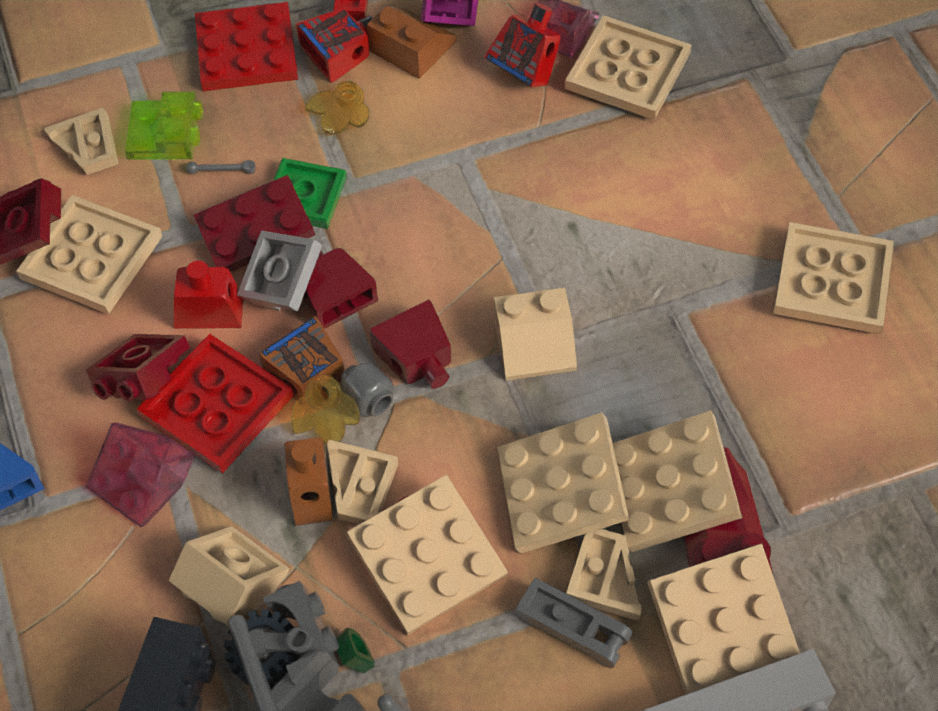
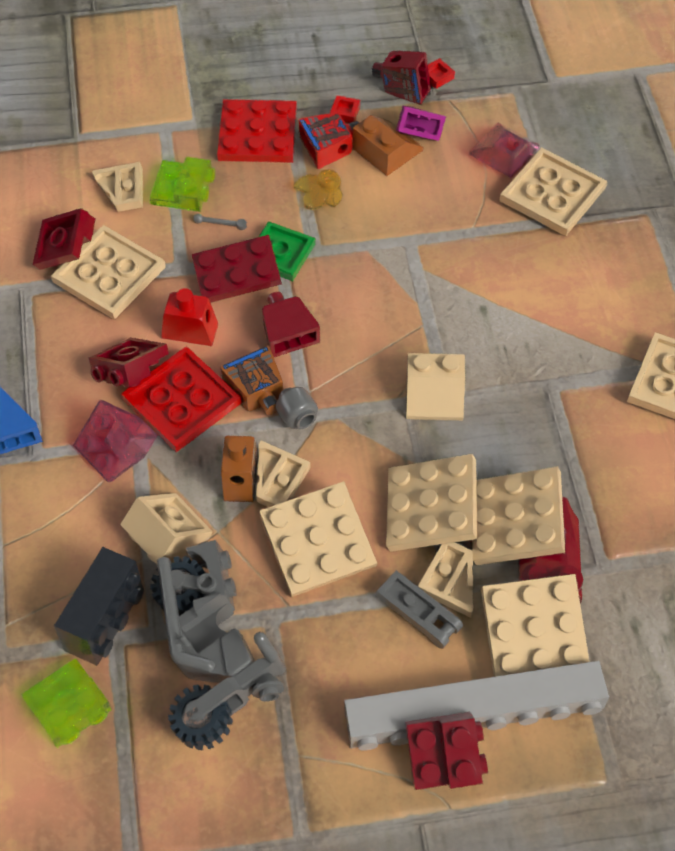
camera: 10 degrees right, 0 degrees up
(279, 271) = (247, 306): light grey plate -> none
(325, 416) = (261, 422): clear yellow plate -> none
(354, 651) = (248, 600): dark green tile -> none
(414, 345) = (340, 380): dark red torso -> none
(526, 47) = (475, 163): torso -> none

